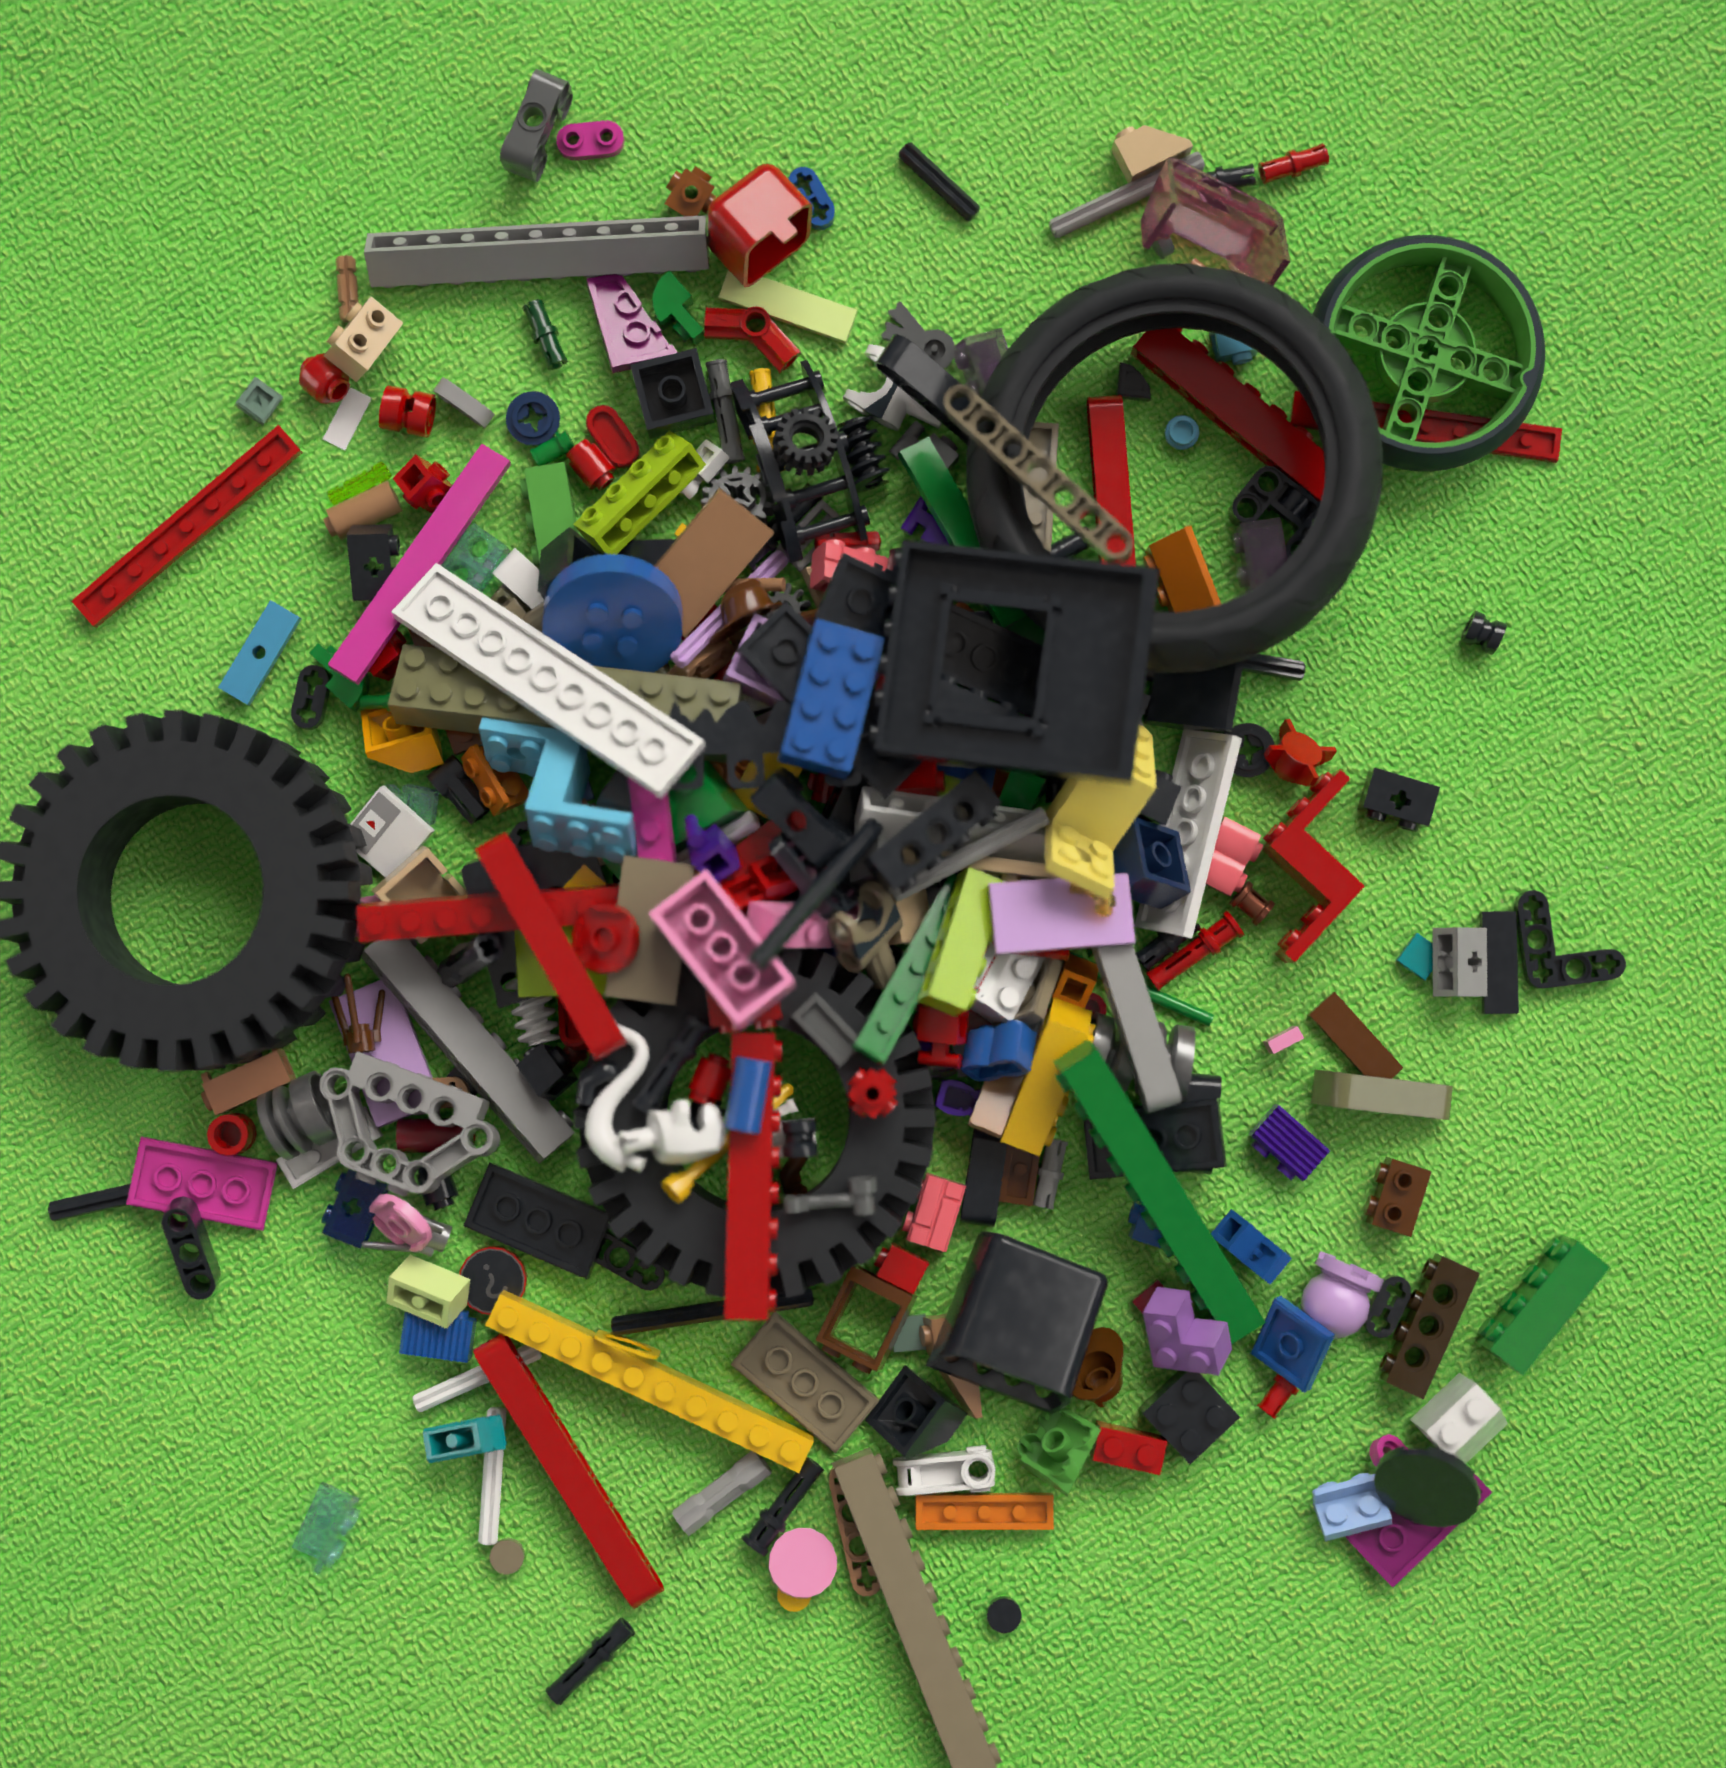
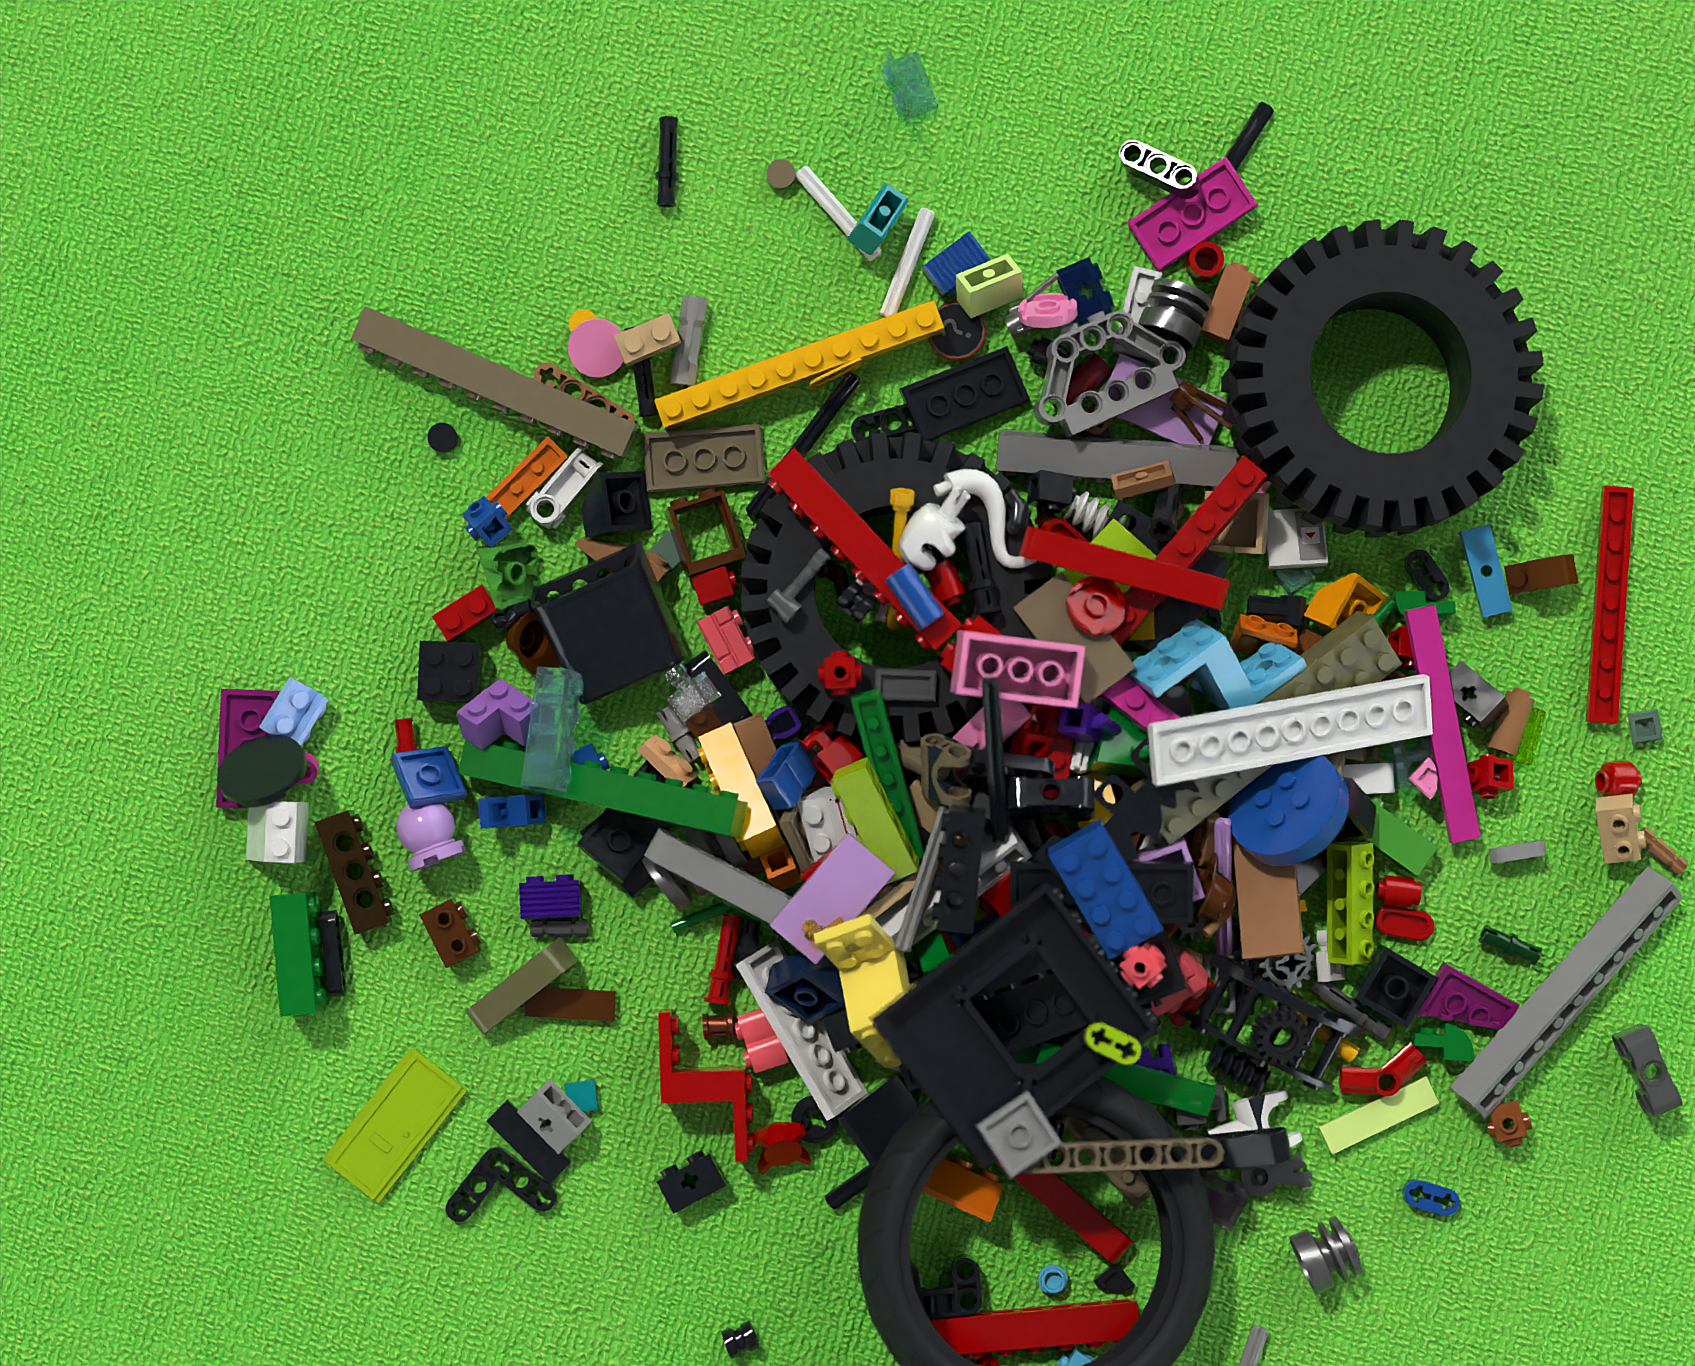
camera: 130 degrees right, 0 degrees up
(217, 605) = (1541, 574): none -> reddish brown brick
(347, 418) = (1579, 770): white sticker -> none
(395, 409) = (1552, 802): red wheel -> none
(463, 1004) = (1142, 480): none -> medium nougat plate
(478, 533) = (1425, 778): none -> bright pink tile
(519, 410) = (1478, 881): dark blue gear -> none
(552, 448) = (1433, 878): green pin -> none
(568, 1470) = (795, 263): red beam -> none
(590, 143) = (1603, 1093): dark pink plate -> none
(755, 1529) = (647, 339): none -> tan brick
(758, 223) = (1446, 1145): red piece -> none
(849, 607) = (1150, 957): none -> coral brick
(939, 181) = (1367, 1287): black axle -> none
(942, 233) = (1326, 1255): none -> flat silver wheel
(943, 570) = (1115, 1037): none -> lime beam
(1008, 1195) = (691, 694): none -> clear brick
(1037, 1509) = (486, 521): none -> blue brick
(1082, 1160) = (666, 761): none -> light nougat plate
(1096, 1411) = (508, 616): none -> black arm
(1102, 567) = (1018, 1134): none -> light grey tile
(1154, 1282) = (552, 729): none -> clear light blue brick
(1260, 550) = (931, 1253): brick -> none
(1283, 1039) = (616, 959): bright pink tile -> none
(1304, 1111) = (559, 928): none -> dark grey axle
(1394, 1310) = (384, 860): black beam -> none
(1511, 1275) = (333, 953): none -> black beam
(1595, 1084) = (395, 1124): none -> lime piece

